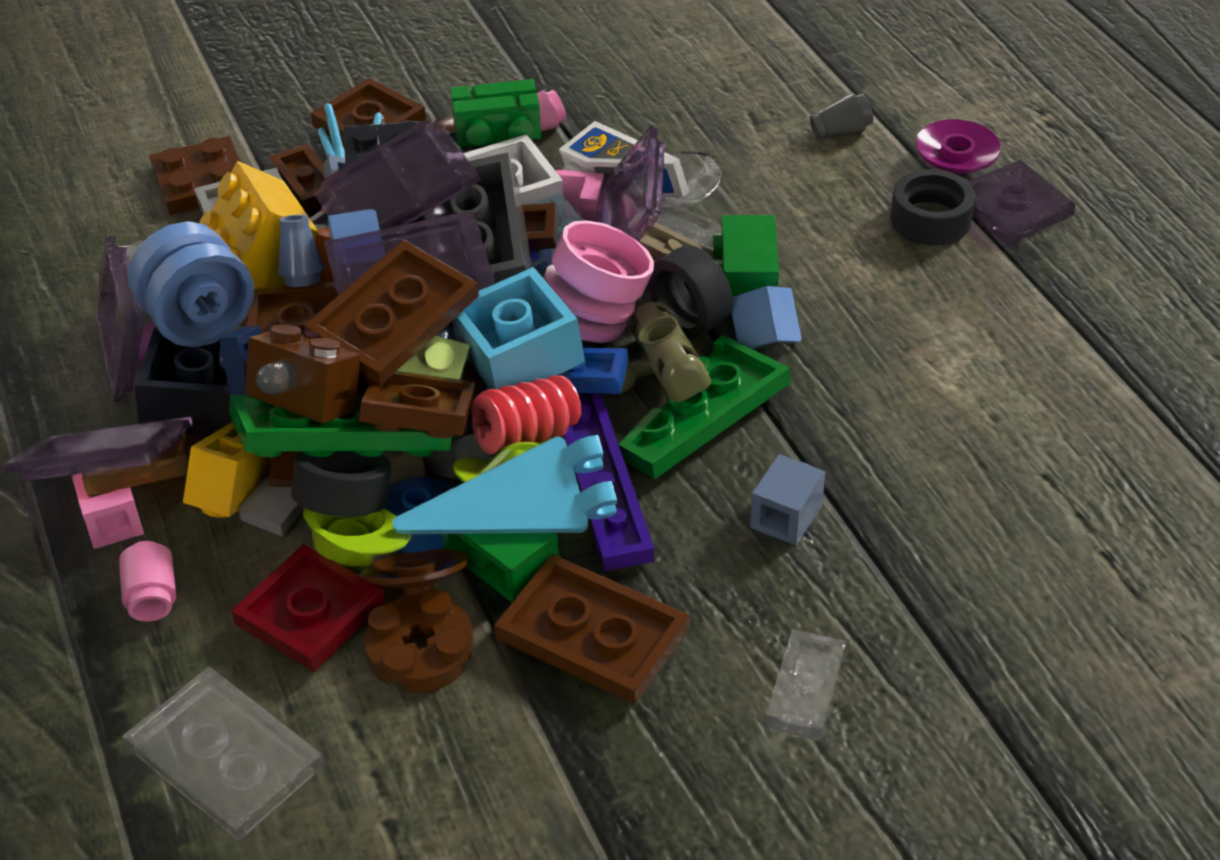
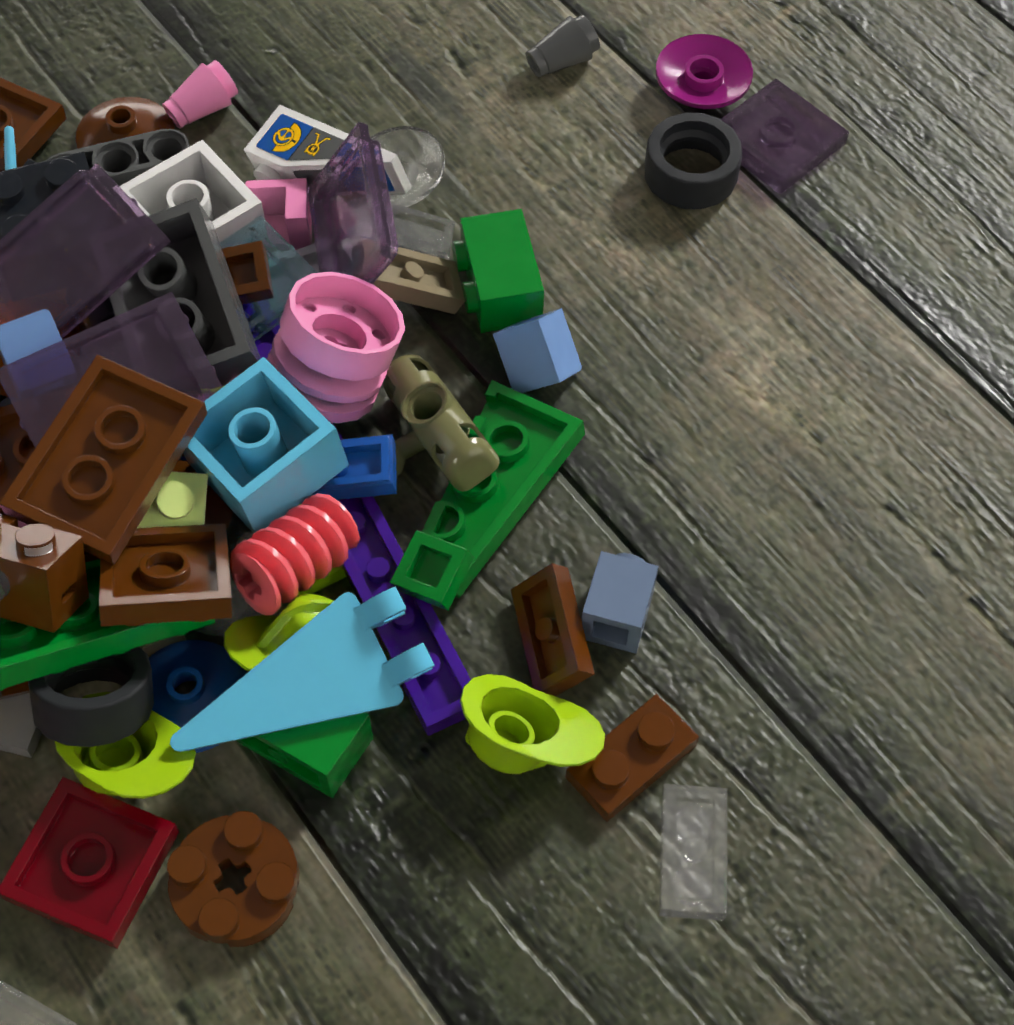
camera: 15 degrees left, 15 degrees up
(415, 571) = (218, 785): reddish brown dish -> none
(495, 112) = (157, 114): green brick -> none
(592, 628) = (434, 823): reddish brown plate -> none
(635, 445) = (432, 570): none -> green plate
(680, 571) = (526, 728): none -> lime piece
(704, 279) = (448, 332): black tyre -> none
(725, 511) = (552, 630): none -> reddish brown plate
(771, 613) = (633, 757): none -> reddish brown plate

